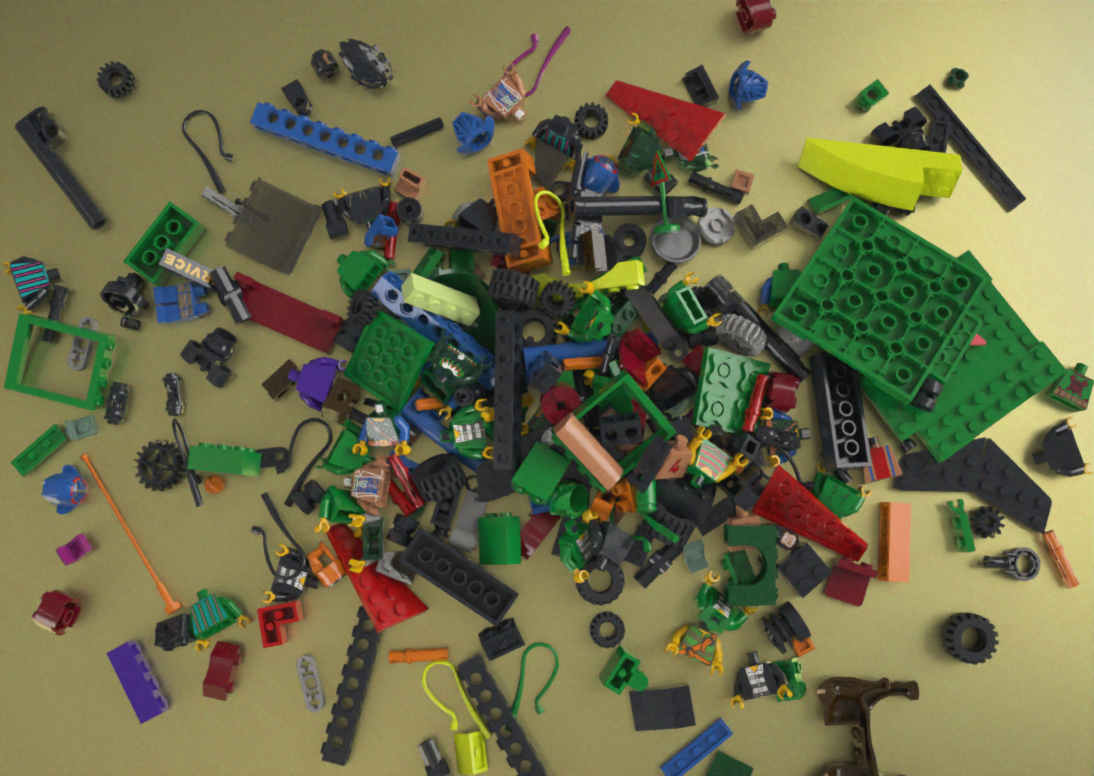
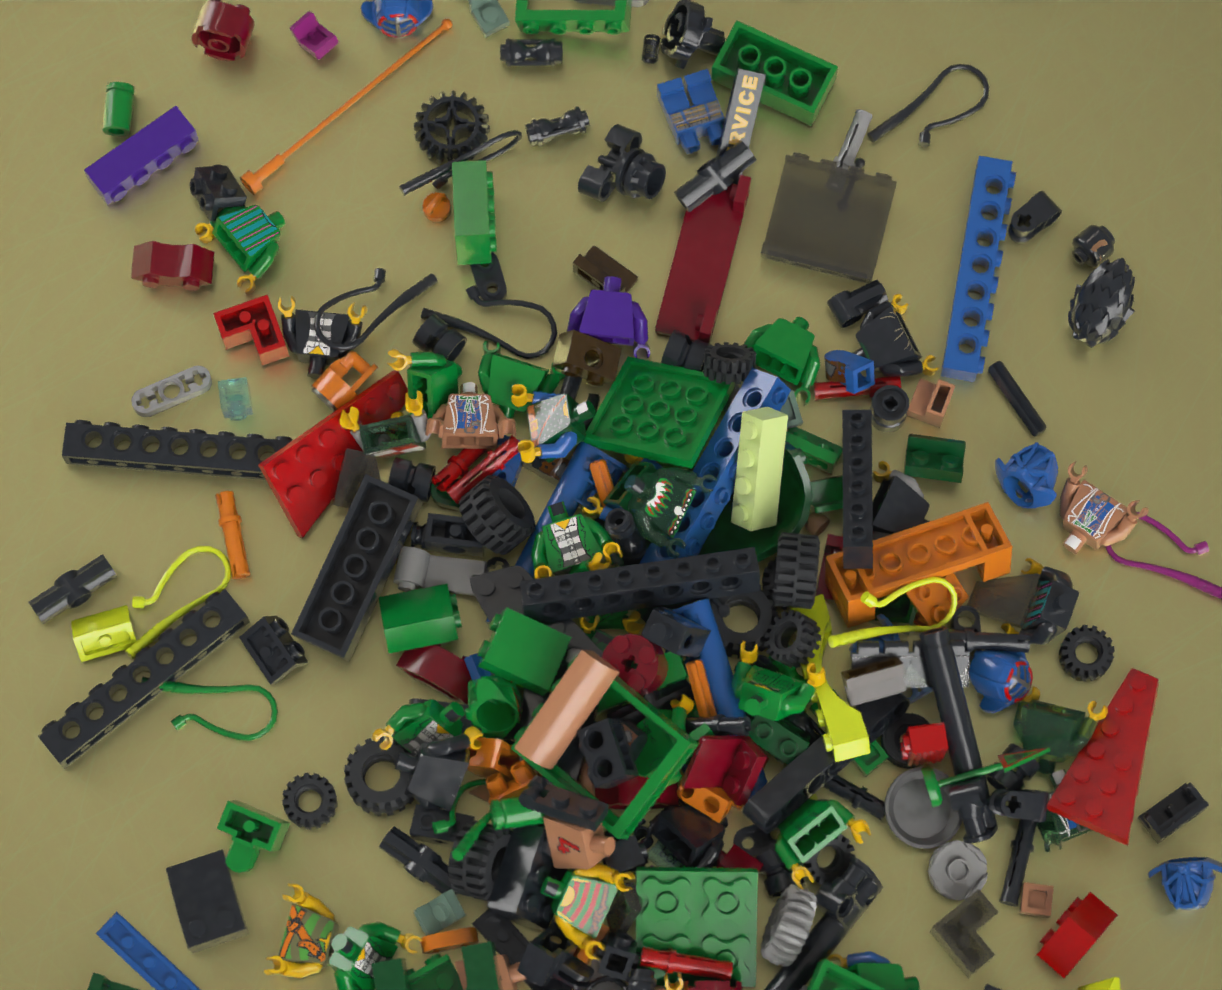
camera: 75 degrees right, 10 degrees down
(100, 693) = (118, 109): none -> green piece
(325, 641) = (235, 398): none -> clear light blue brick
(448, 190) = (934, 458): none -> dark green bracket
(640, 227) = (924, 744): none -> red brick
(686, 177) = (1022, 804): none -> black piece
(712, 552) = (449, 940): none -> orange beam
(771, 159) = (1078, 931): none -> red brick

